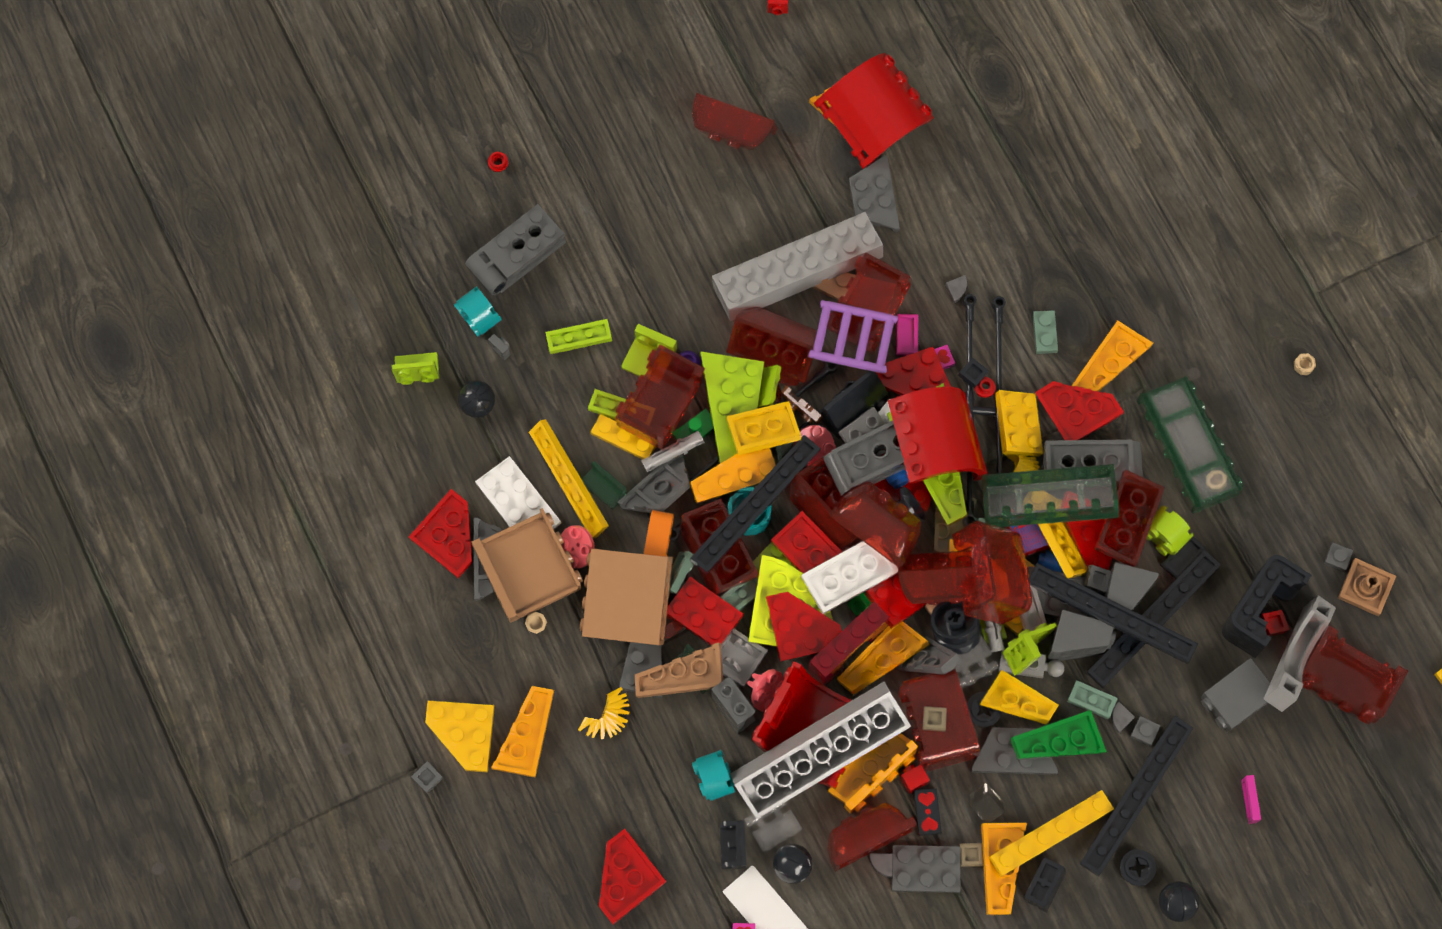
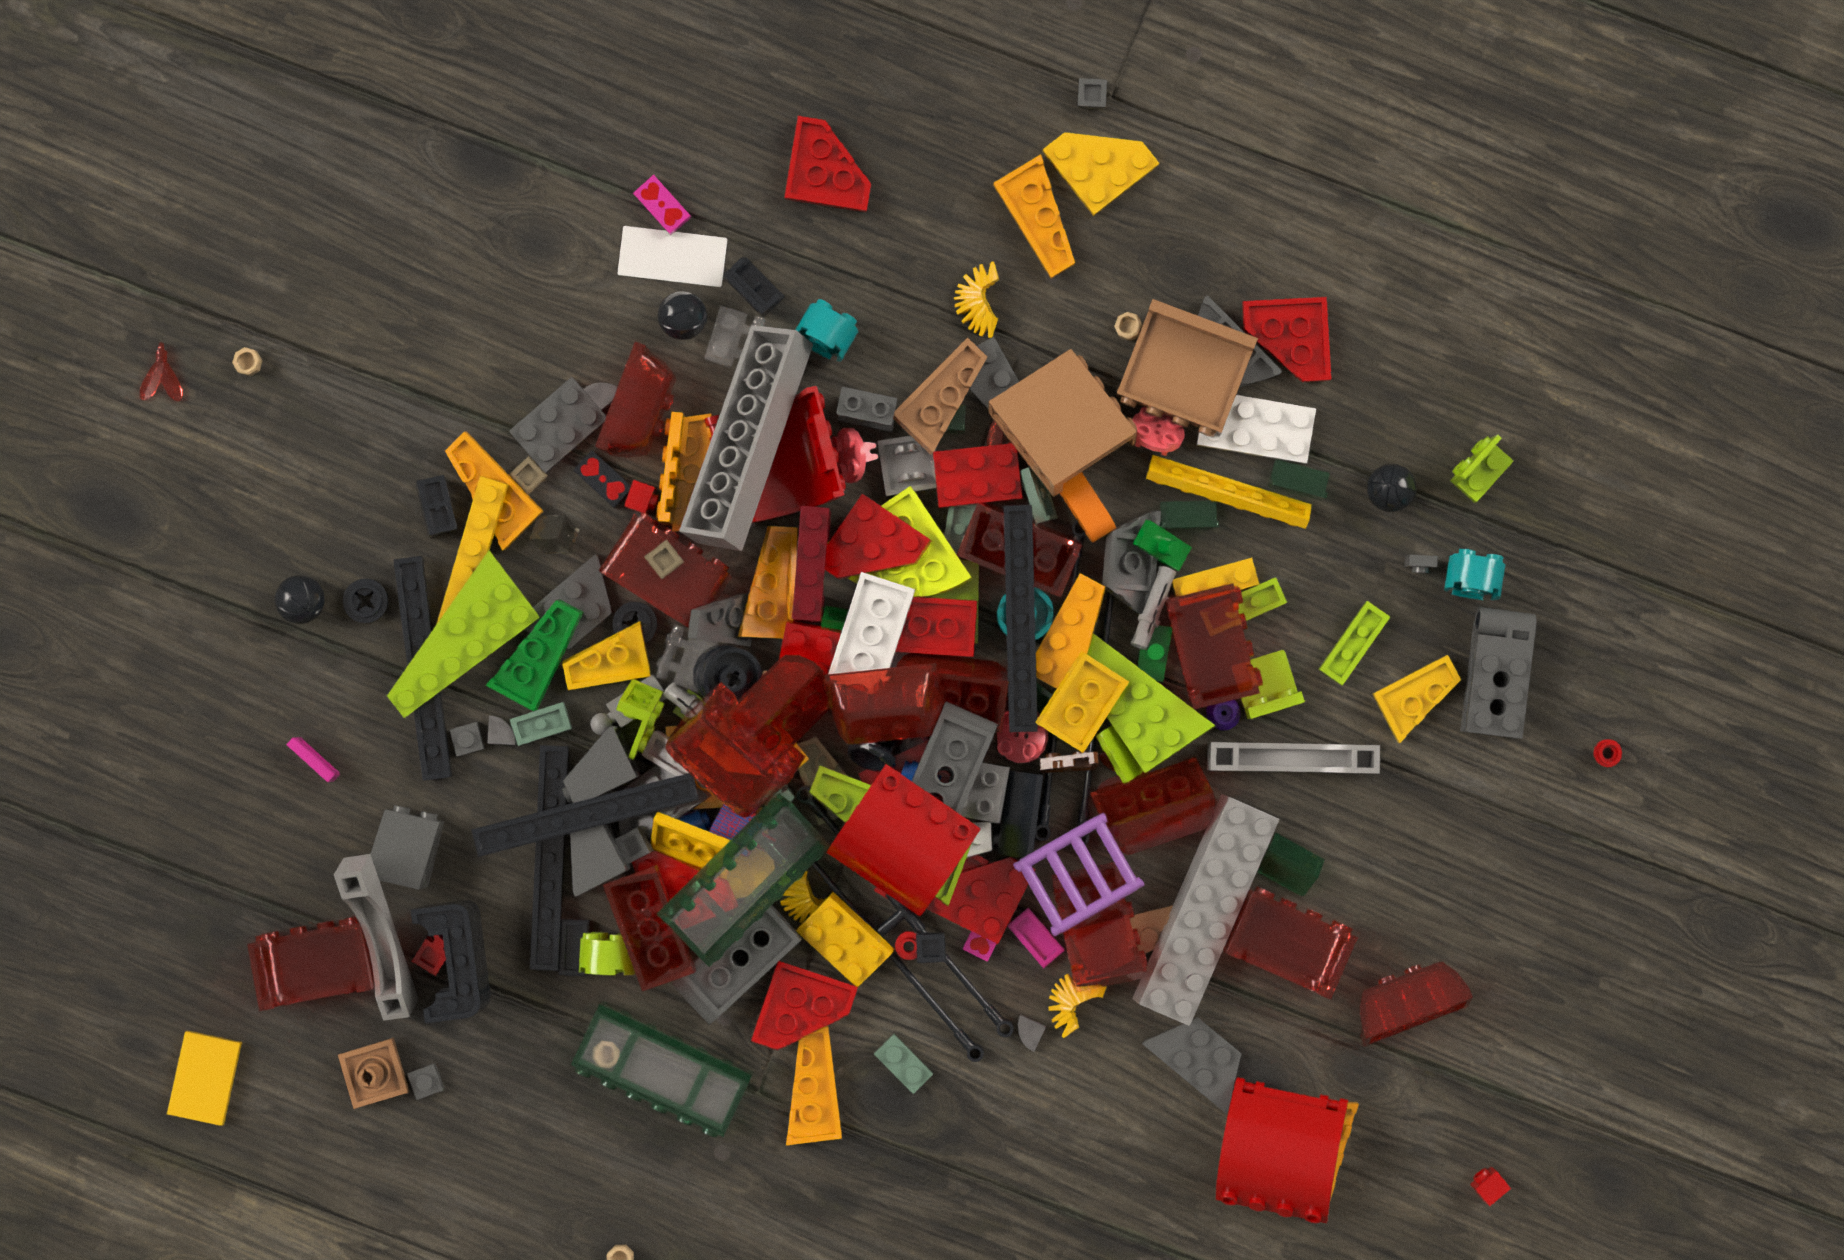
camera: 135 degrees right, 15 degrees up
(523, 451) = (1299, 480): none -> clear green panel
(575, 281) = (1413, 696): none -> yellow wing
(635, 481) = (1162, 545): none -> green tile
(693, 323) = (1293, 757): none -> light grey arch
(726, 249) = (1290, 865): none -> clear green panel
(766, 207) = (1290, 942): none -> clear red windscreen
(921, 285) = (1069, 1001): none -> yellow hair
(1087, 789) = (474, 626): none -> lime wing

